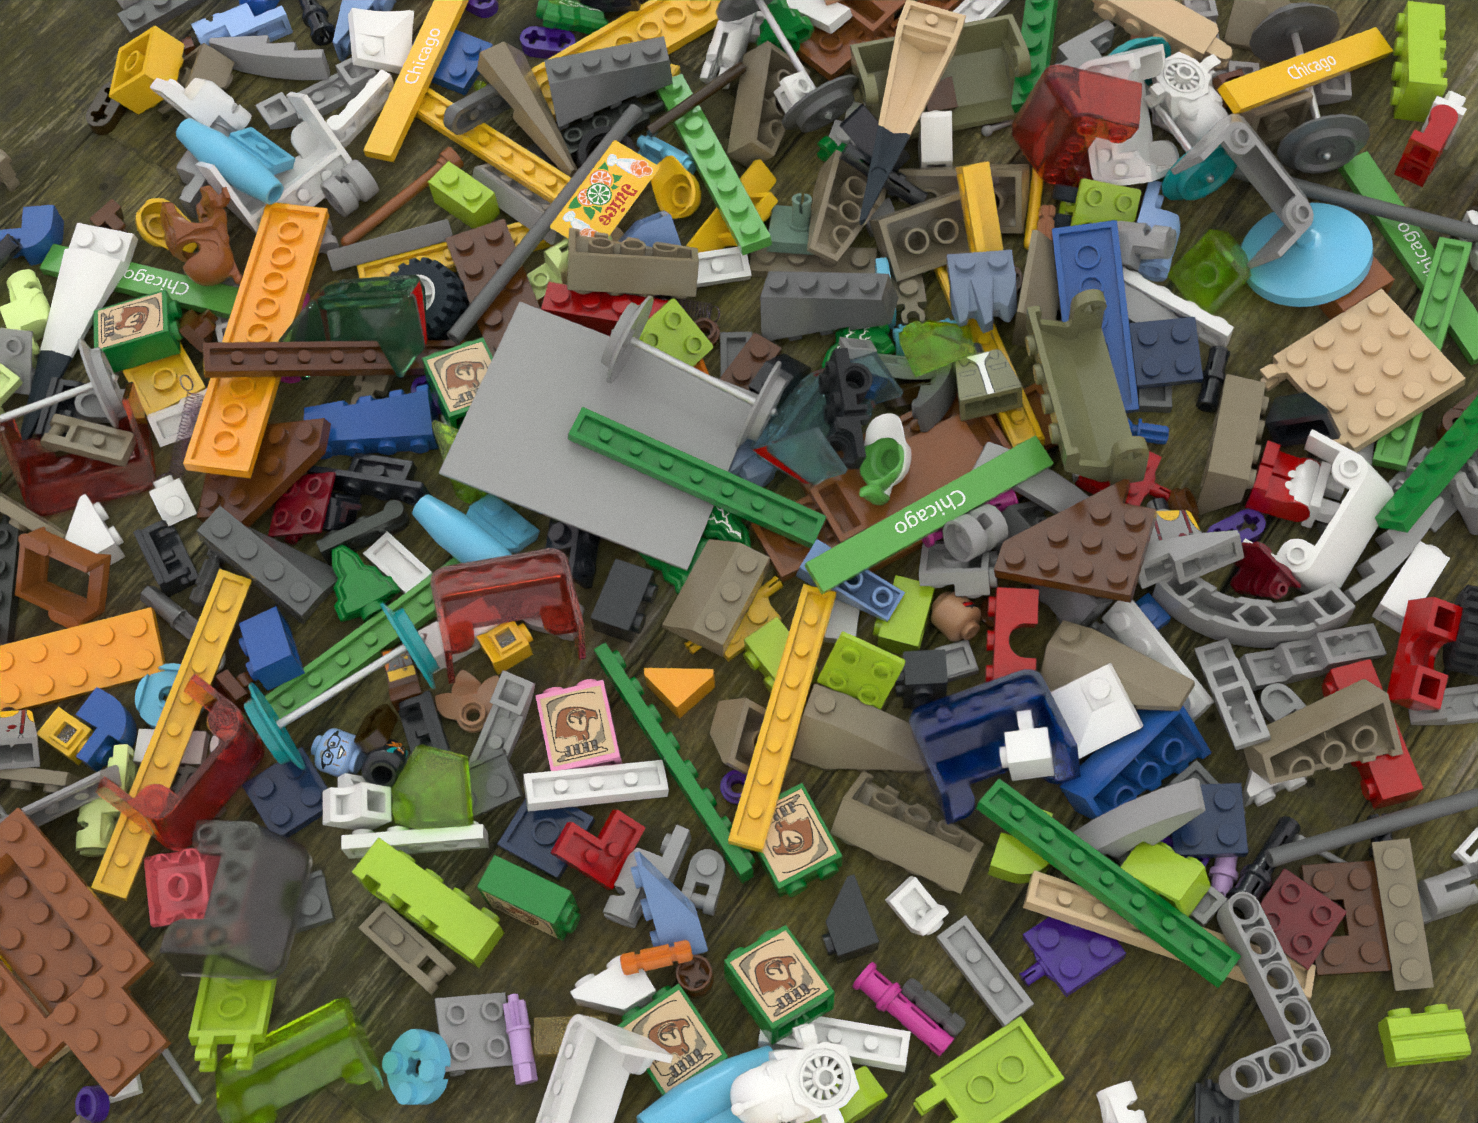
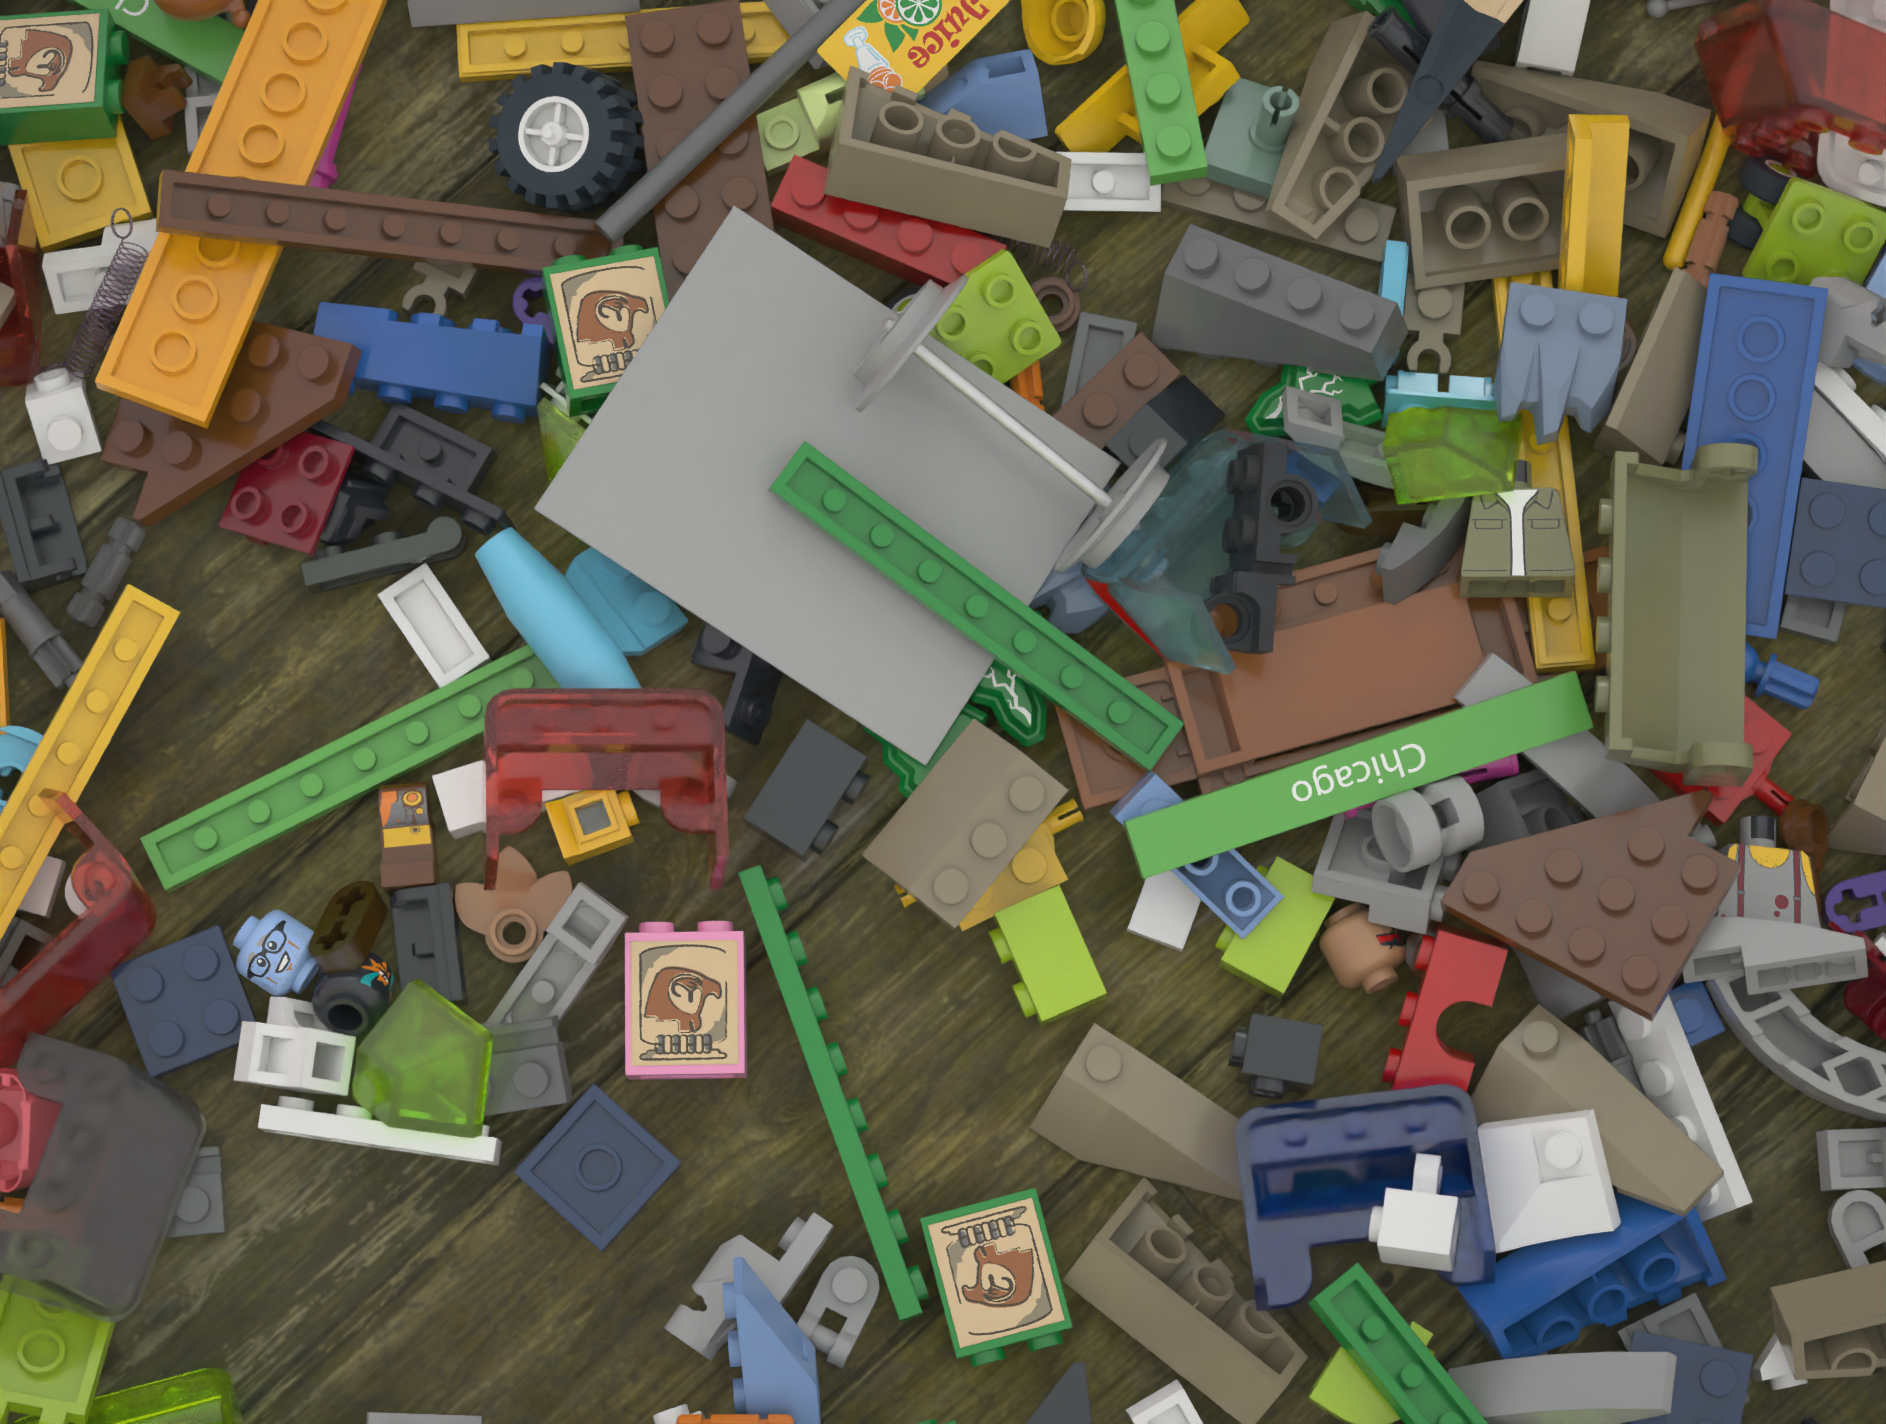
camera: 10 degrees right, 15 degrees up
(234, 688) = (120, 801): reddish brown tile -> none
(270, 648) = (192, 742): blue brick -> none
(273, 729) = (179, 907): teal axle -> none
(278, 570) = (229, 597): dark grey wedge -> none
(359, 586) = (361, 660): green rock -> none
(367, 310) = (466, 138): clear green windscreen -> none
(406, 947) = (335, 1308): dark tan plate -> none
(428, 902) = (387, 1248): lime wedge -> none
(529, 898) = (550, 1283): green brick -> none
(595, 785) = (694, 1110): white plate -> none
(599, 856) = (684, 1232): red plate -> none
(680, 687) = (868, 967): light orange slope -> none
(730, 779) = (915, 1146): dark purple plate -> none
(737, 731) = (968, 1090): dark tan slope -> none
(782, 719) = (1027, 1070): yellow tile -> none
(861, 670) = (1177, 1018): lime plate -> none
(886, 458) = (1308, 652): bright green hair -> none
(959, 660) = (1346, 1021): light grey tile -> none
(1232, 694) = (1782, 1202): light grey slope -> none

